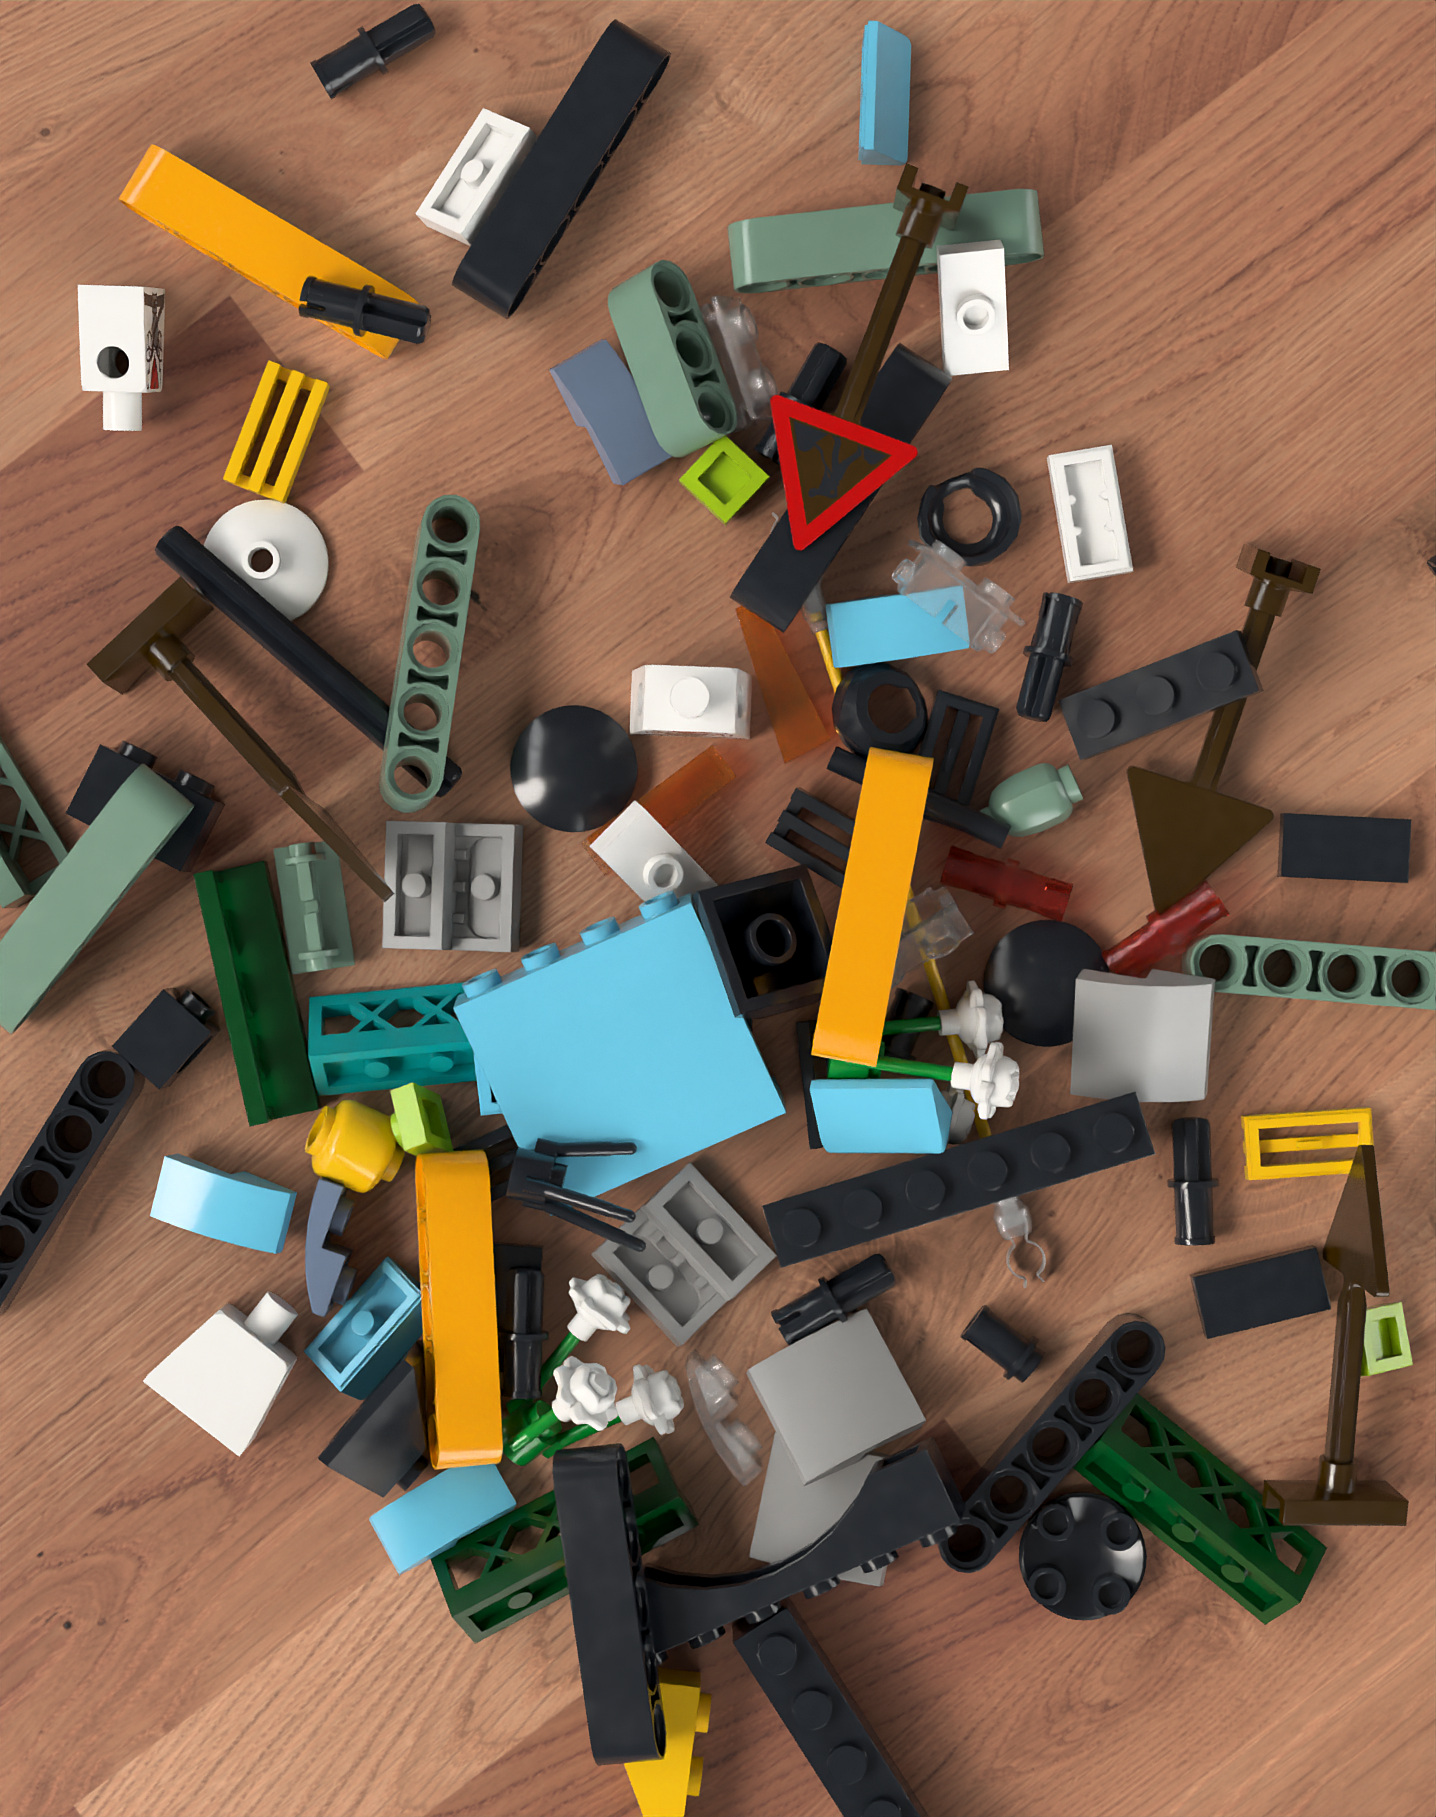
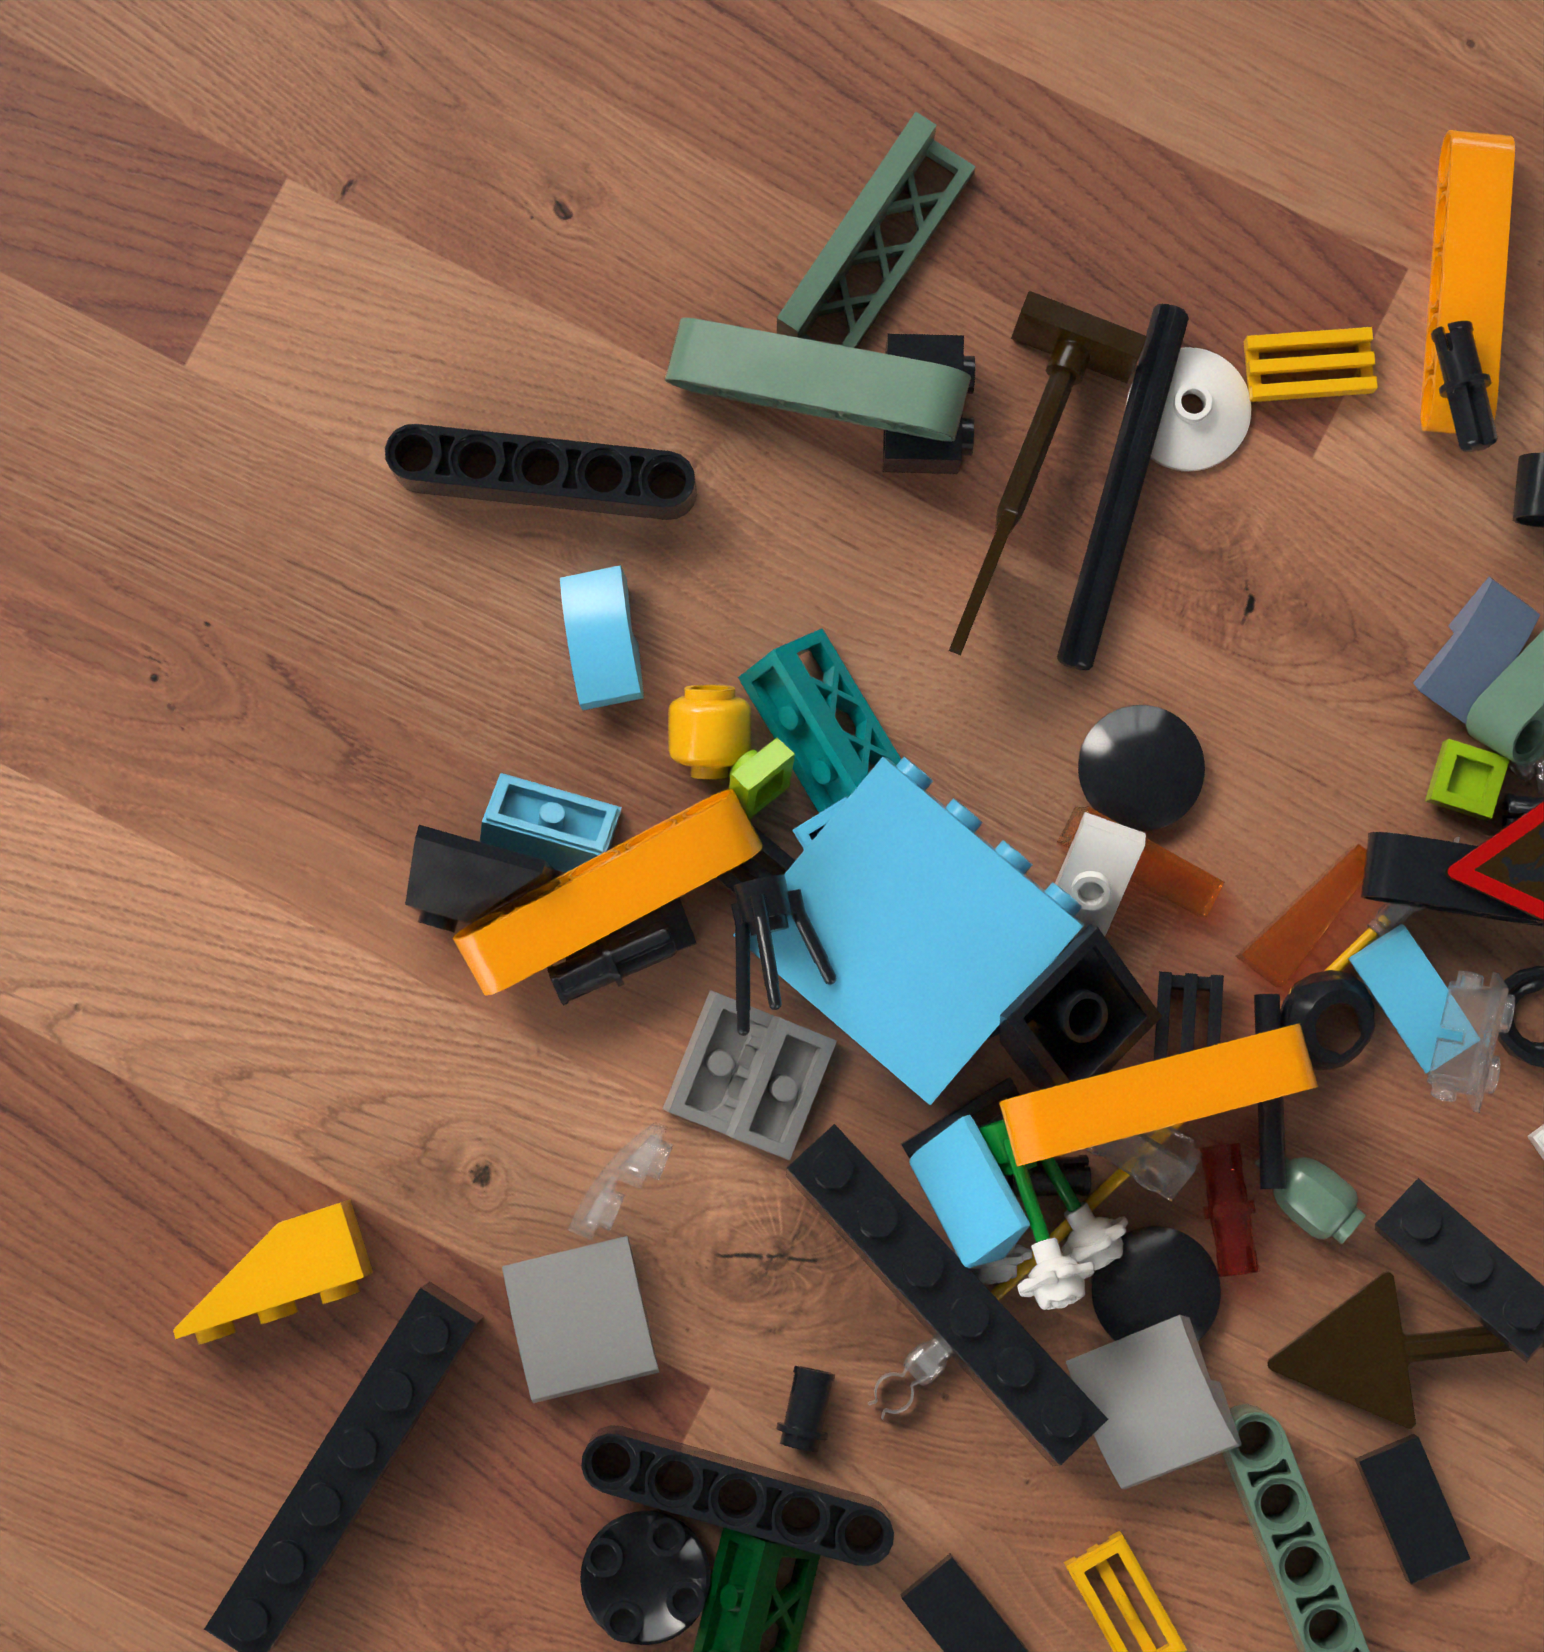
camera: 70 degrees right, 5 degrees down
(117, 321) = (1345, 178): white torso -> none
(168, 1035) = (730, 518): black brick -> none
(230, 1371) = (454, 713): white torso -> none
(257, 992) = (805, 579): dark green fence -> none
(314, 907) = (906, 594): sand green hinge -> none
(326, 1262) = (589, 755): sand blue slope -> none
(434, 623) = (1214, 585): sand green beam -> none
(441, 1513) = (414, 964): medium azure slope -> none
(453, 886) = (983, 709): light grey slope -> none
(539, 1576) = (429, 1097): dark green fence -> none
(586, 1389) = (592, 1042): white plant -> none
(609, 1604) = (404, 1156): black beam -> none
(690, 702) = (1256, 843): white torso -> none
(834, 1298) = (775, 1232): black axle -> none
(835, 1397) = (687, 1276): light grey slope -> none
(900, 1502) = (417, 1204): black arch -> none
(965, 709) = (1369, 1096): black tile -> none
(1048, 655) = (1454, 1149): black axle -> none
(1166, 932) = (1259, 1380): clear red pin -> none
(1192, 1181) = (1040, 1514): black axle -> none

